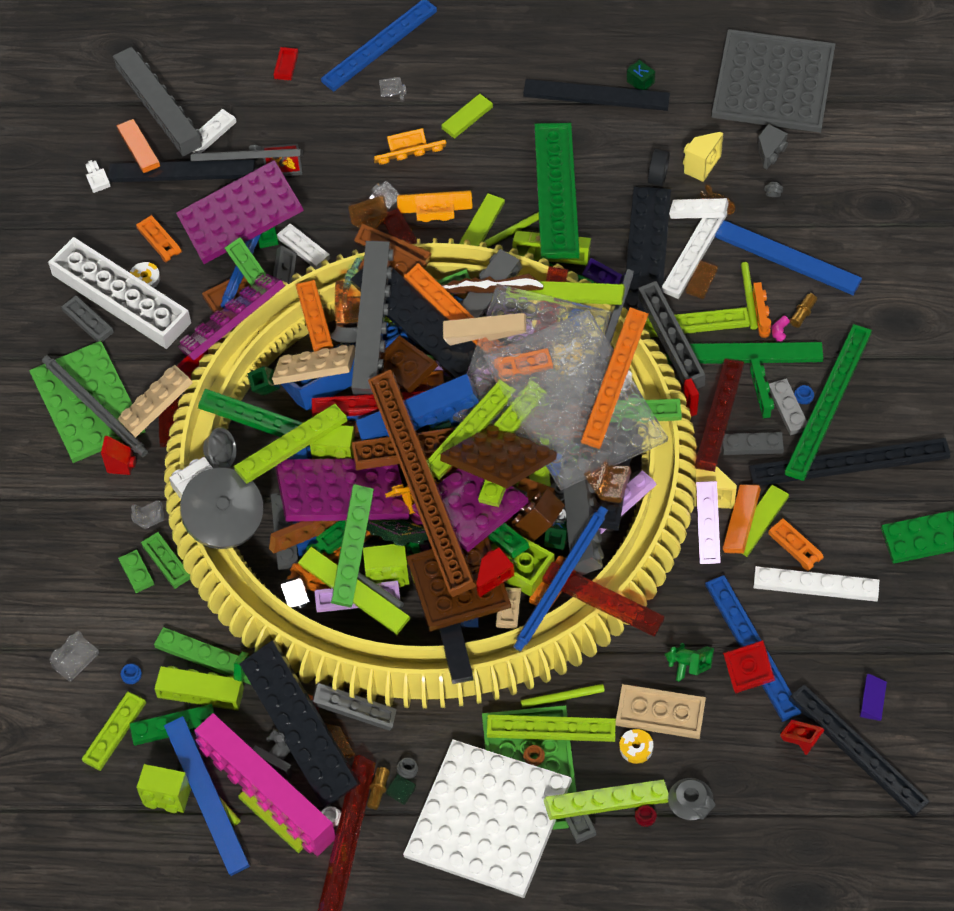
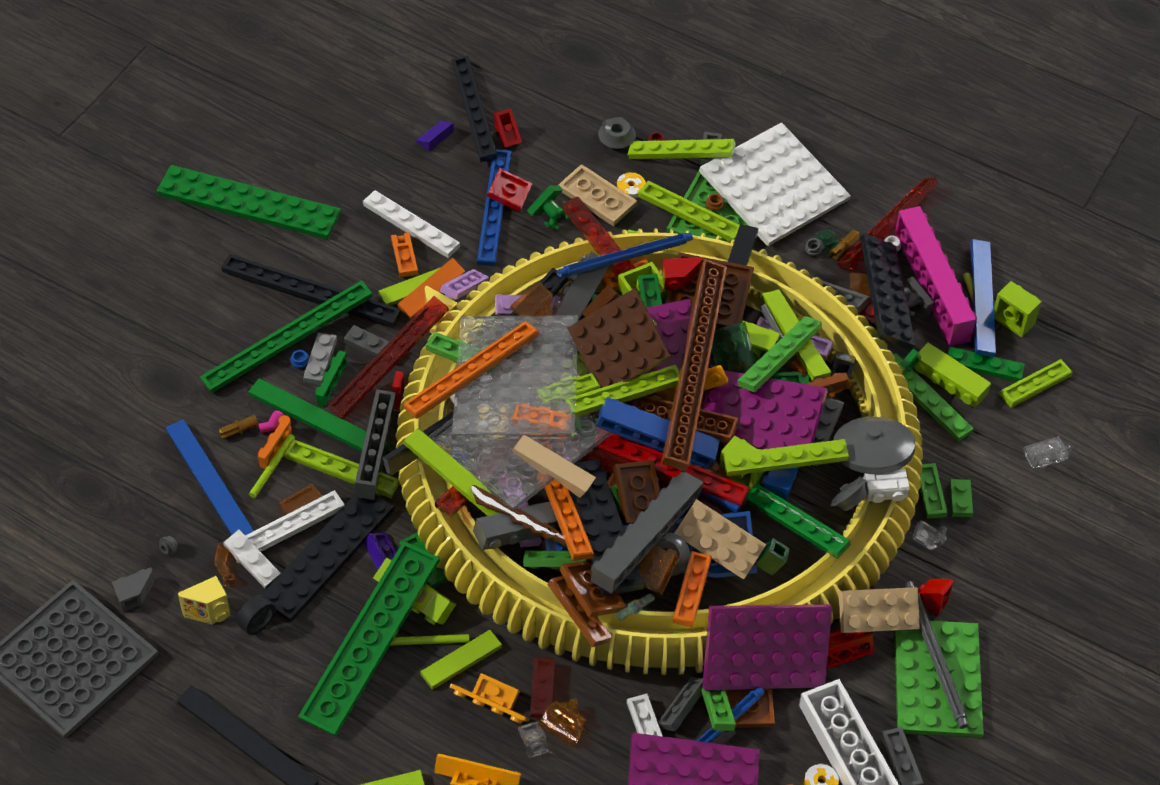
camera: 155 degrees left, 5 degrees down
(131, 674) = (1003, 416): blue plate -> none
(640, 75) = (190, 731): dark green brick -> none

